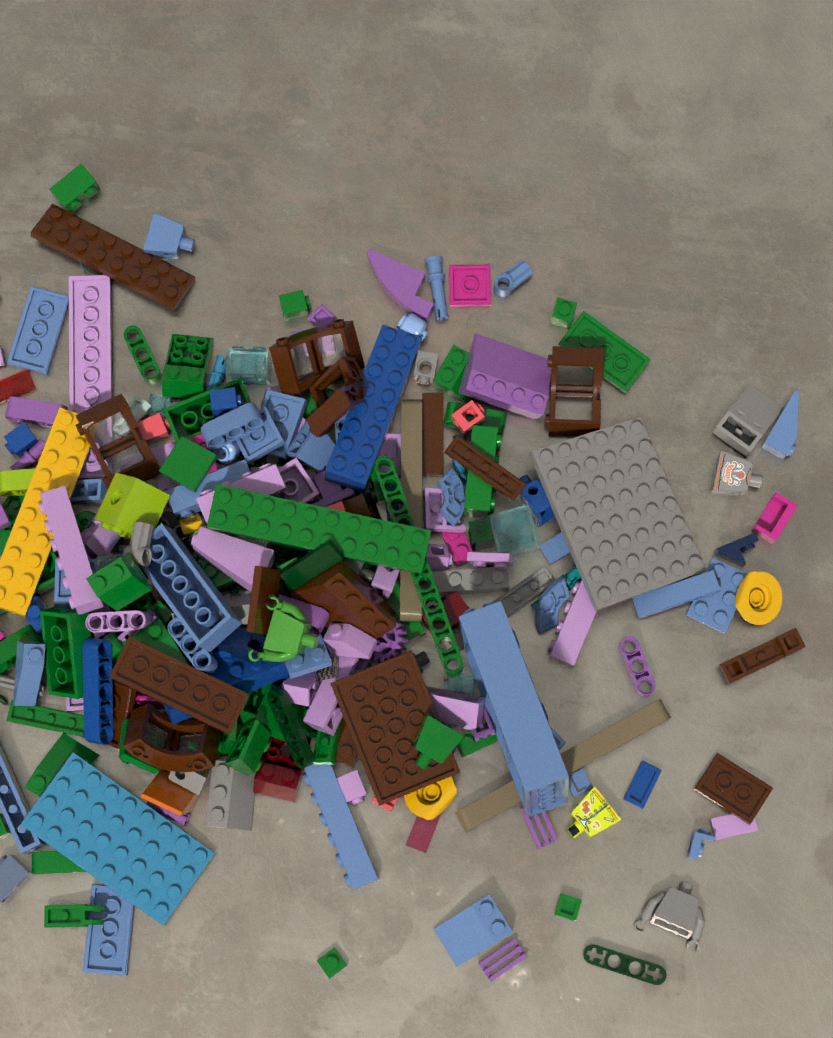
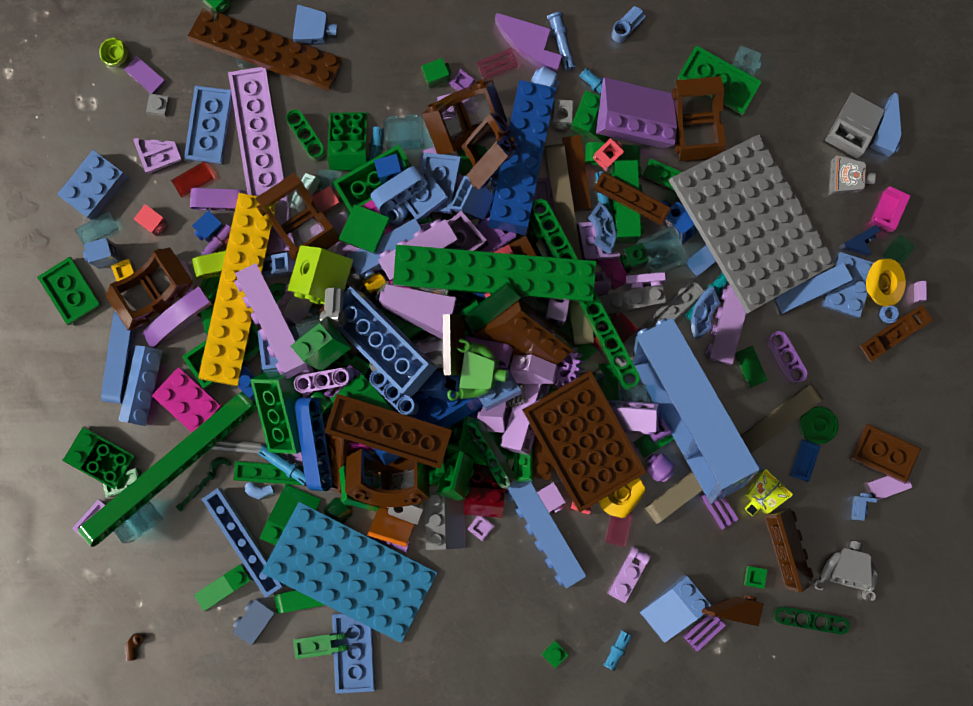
camera: 15 degrees left, 5 degrees up
(28, 672) = (247, 434): medium blue slope -> none
(31, 738) = (256, 492): none -> light blue arm
(71, 717) = (291, 470): none -> dark azure pin
(116, 769) = (338, 511): none -> dark green head
(270, 810) = (480, 527): none -> lavender tile
(381, 306) = (500, 70): none -> clear pink tile
(402, 968) = (618, 650): none -> dark azure pin
(427, 885) = (628, 575): none -> lavender plate
(433, 671) = (609, 383): none -> green plate
(434, 741) = (622, 449): green torso -> none
(463, 333) = (592, 80): none -> dark azure pin
(469, 285) = (590, 35): dark pink tile -> none
(477, 769) = (659, 467): none -> medium lavender head
(522, 444) = (660, 173): none -> green plate
(541, 939) = (737, 609): none -> reddish brown slope
(563, 313) = (678, 49): green brick -> none
(596, 672) = (751, 366): none -> green tile
(609, 879) = (789, 549): none -> reddish brown slope
(637, 326) = (743, 53): none -> clear light blue brick
(663, 747) = (819, 425): none -> green tile
(765, 633) = (894, 311): none -> medium blue plate
(778, 563) = (899, 249): none -> clear green panel
(796, 613) = (920, 291): none -> lavender tile

